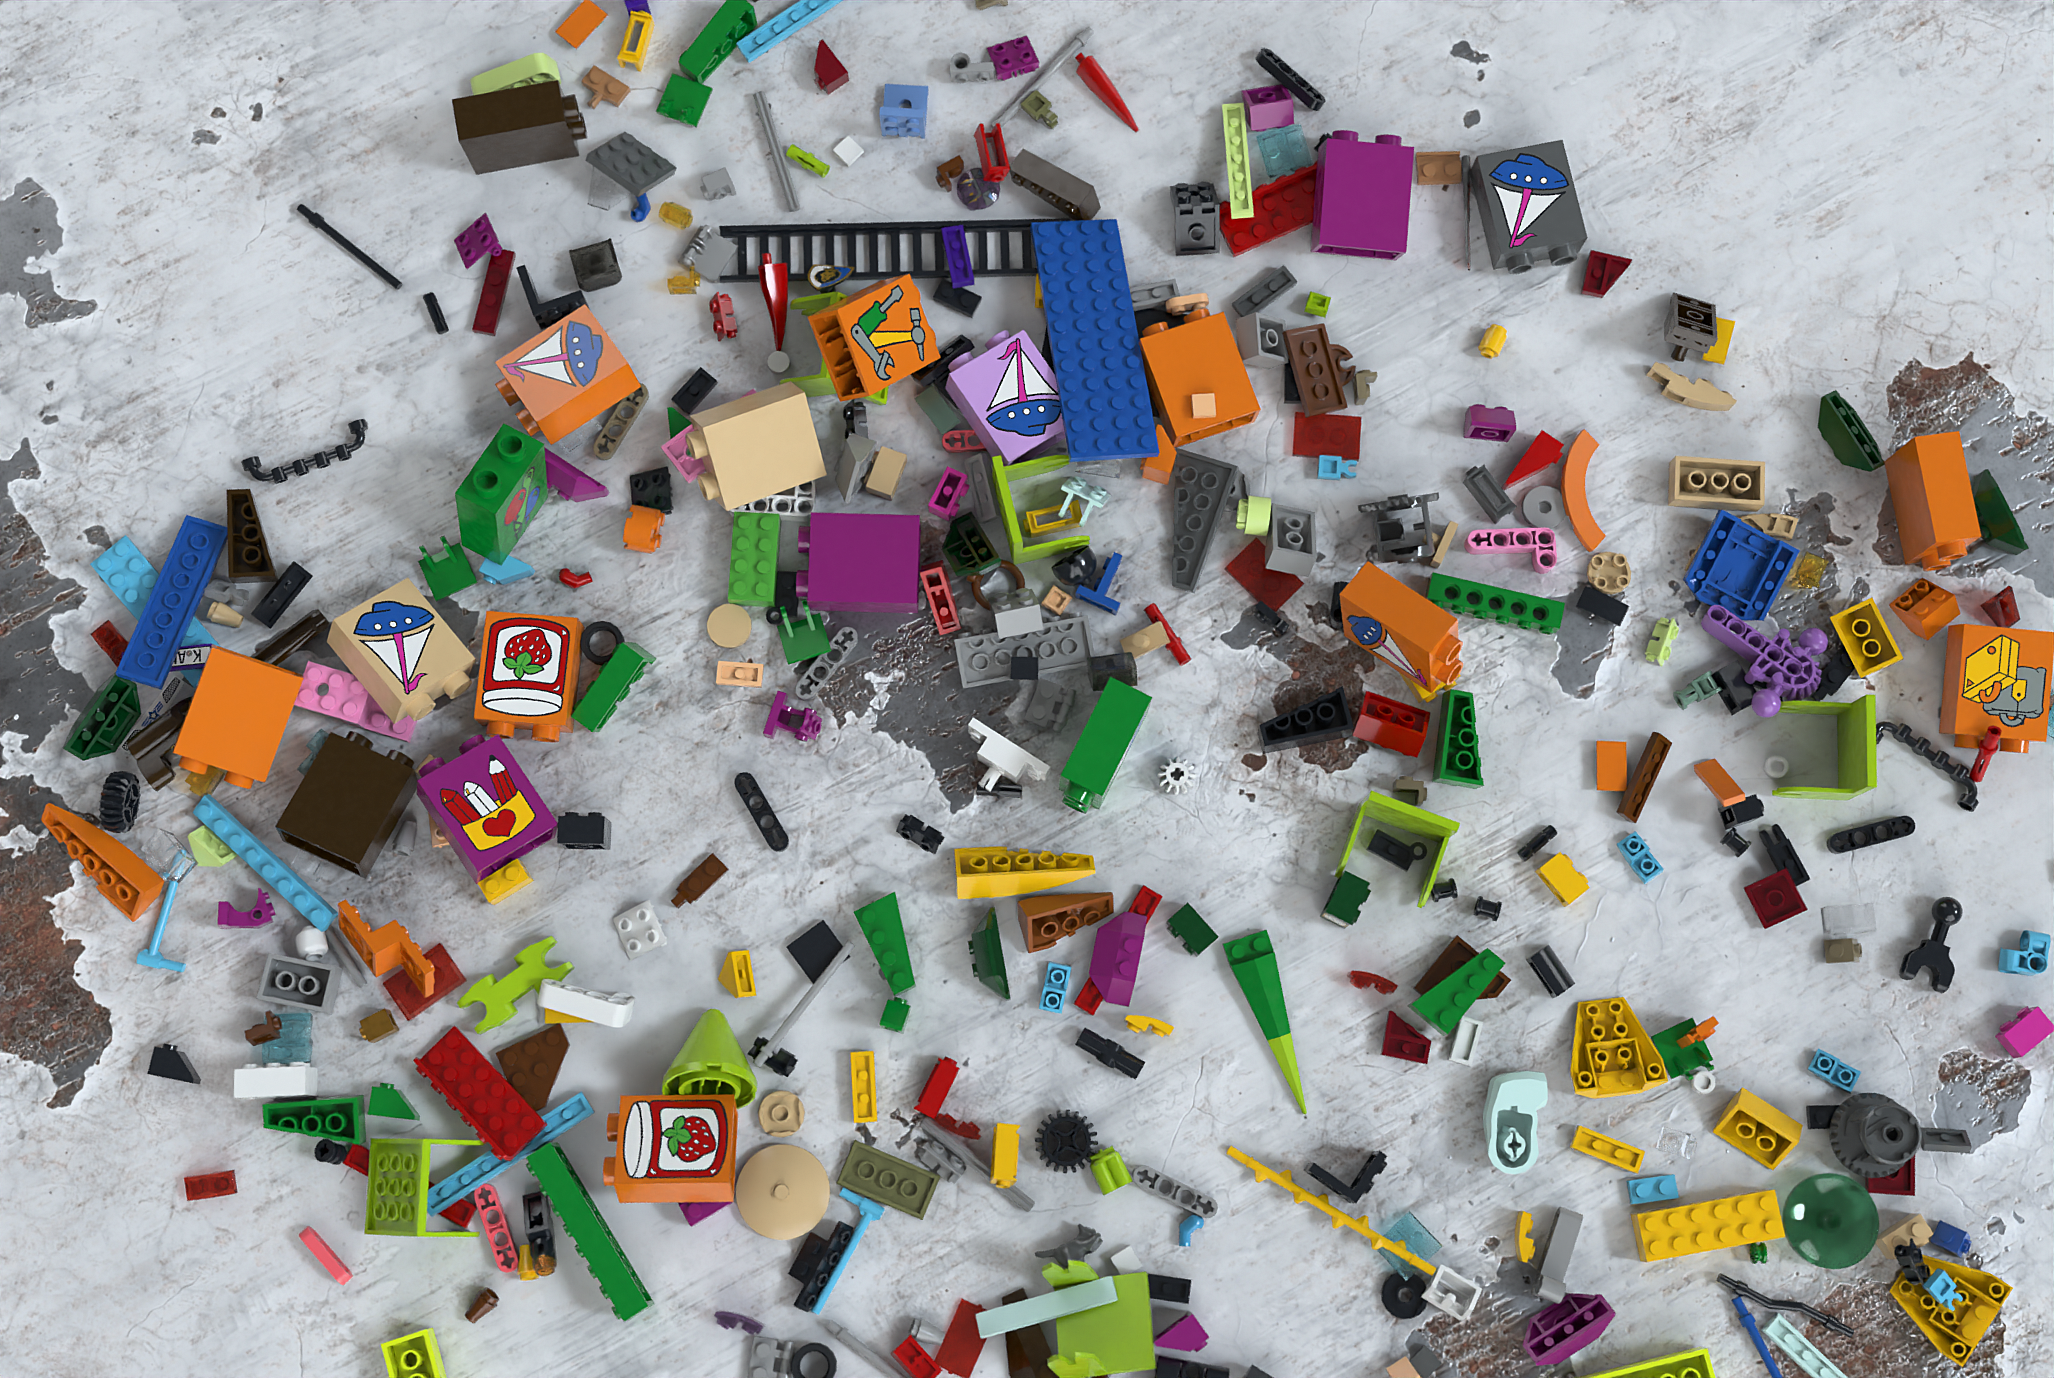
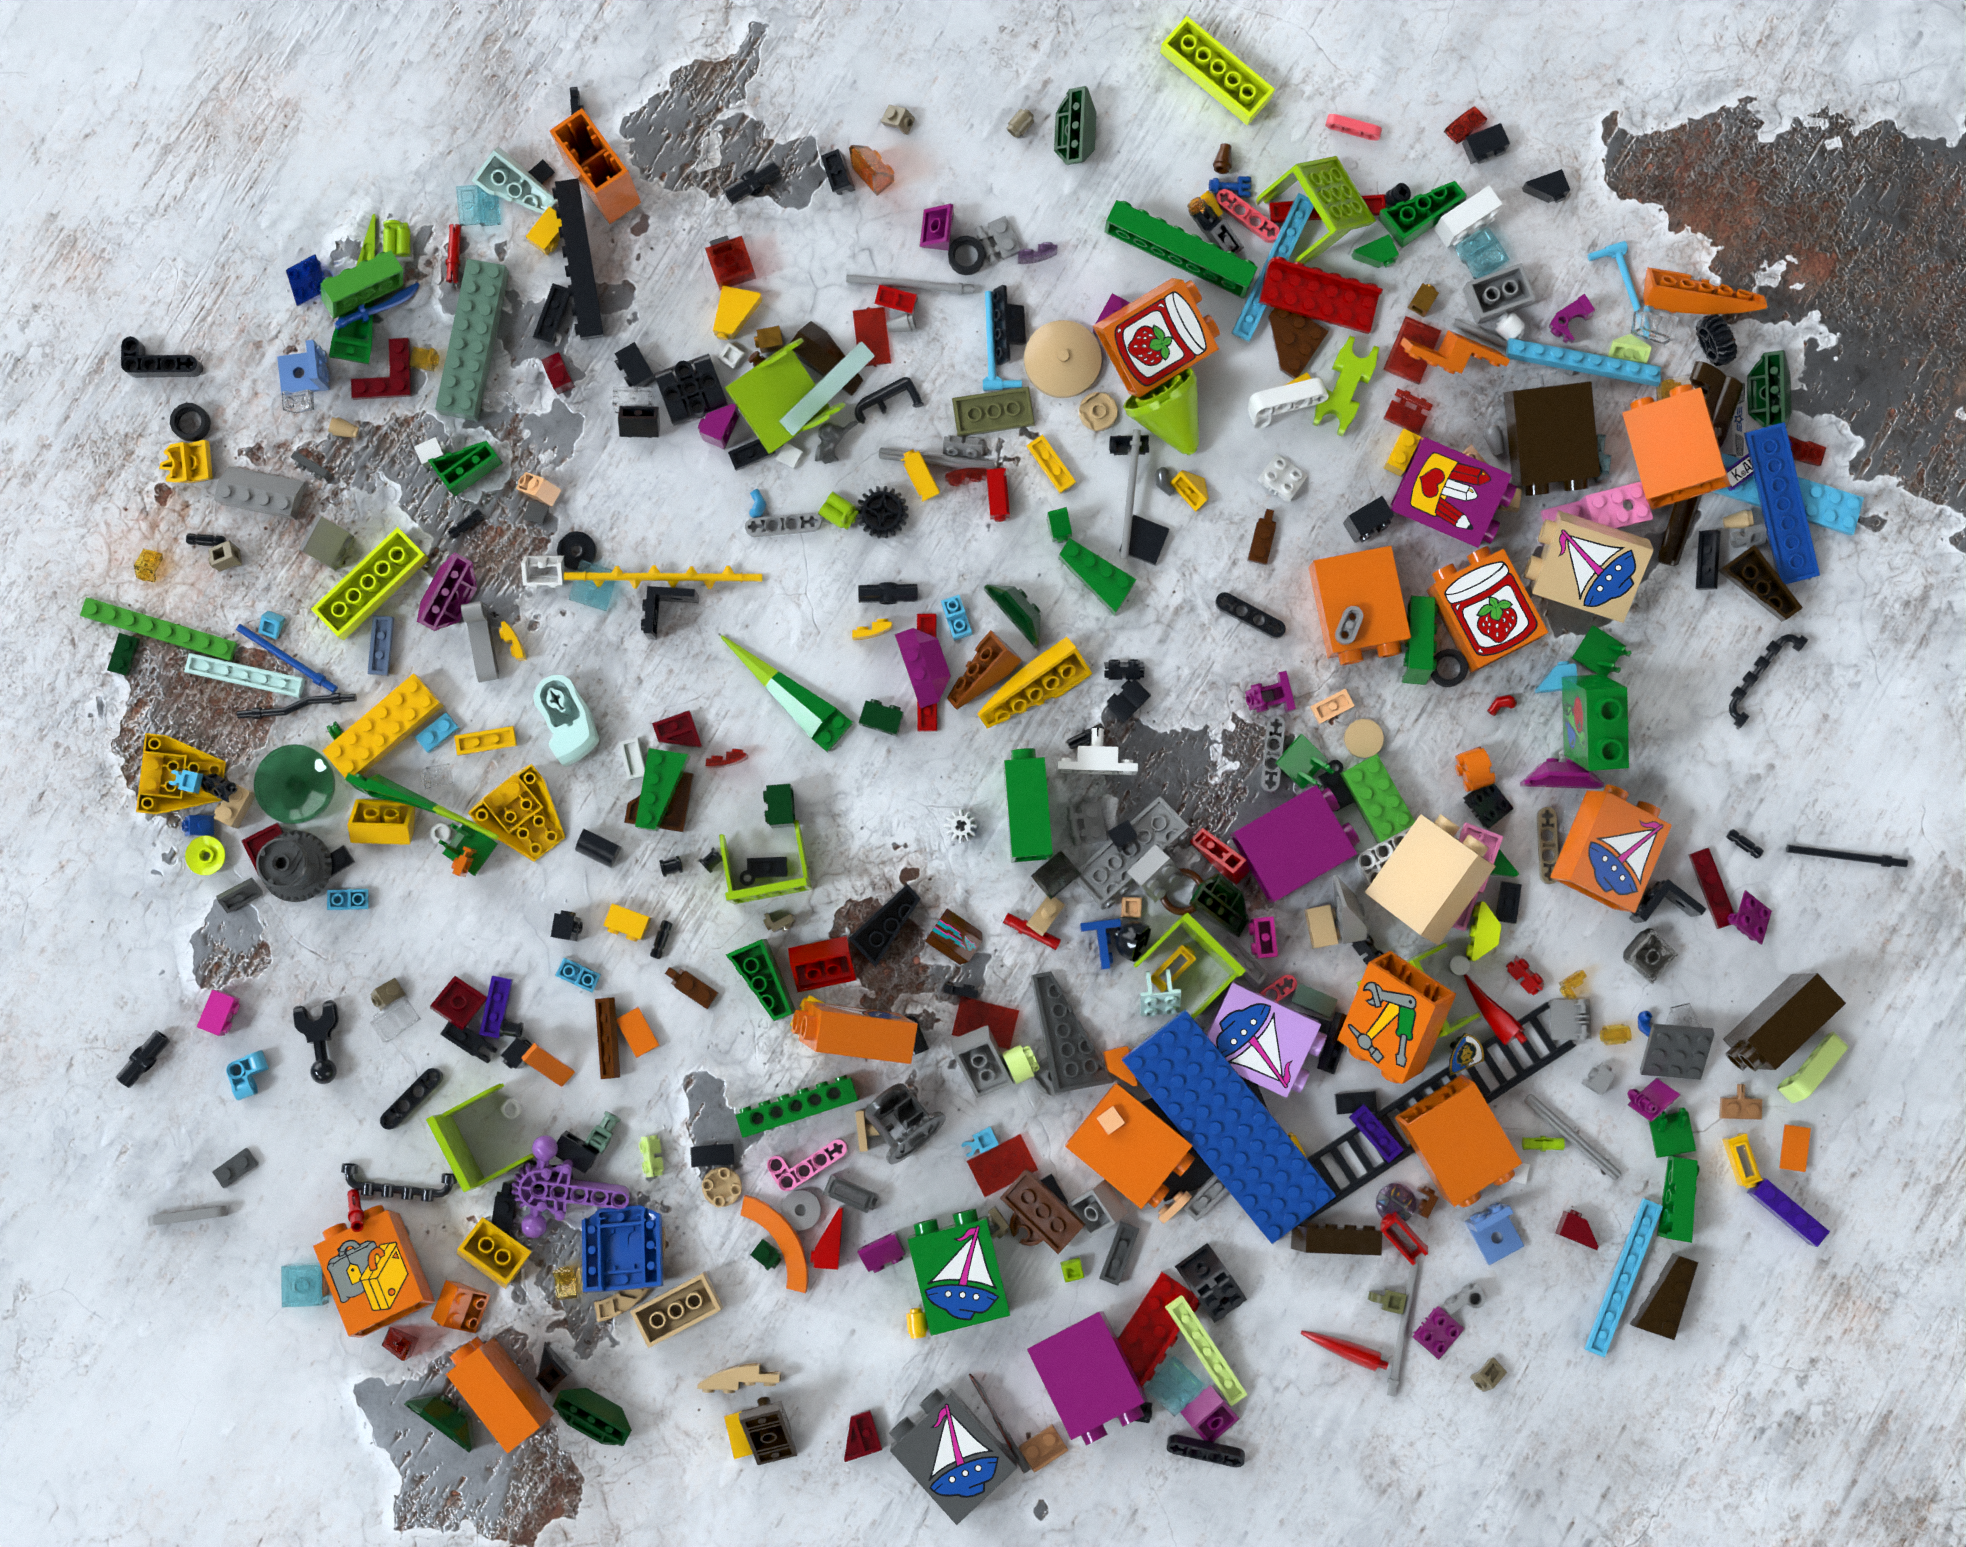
camera: 150 degrees right, 5 degrees up
(204, 1152) = (1486, 144): none -> black brick
(264, 1032) = (1500, 245): reddish brown bracket -> none
(476, 916) = (1404, 416): none -> clear red plate
(509, 1281) = (1215, 185): none -> blue hinge
(648, 753) = (1372, 584): none -> orange brick
(674, 730) = (1349, 626): none -> light grey plate
(682, 137) = (1652, 1099): none -> magenta hinge
(737, 375) = (1483, 933): none -> neon yellow slope
(762, 1001) = (1161, 481): none -> dark grey arm
(886, 202) = (1459, 1141): none -> orange brick
(936, 799) = (1128, 701): none -> black brick
(988, 1268) = (879, 396): none -> black piece
(1245, 672) = (955, 937): none -> reddish brown slope
(1429, 360) = (957, 1272): none -> brick
(1532, 778) = (692, 987): none -> reddish brown hinge
(1600, 485) = (766, 1255): none -> dark green bracket
(1627, 908) = (566, 926): none -> black brick
(1664, 1316) = (380, 645): none -> sand blue plate
(1736, 1155) = (383, 788): none -> green plate
(1739, 874) = (495, 1006): none -> dark purple plate
(1865, 500) = (551, 1369): none -> black slope
(1970, 1200) = (196, 853): none -> neon yellow dish

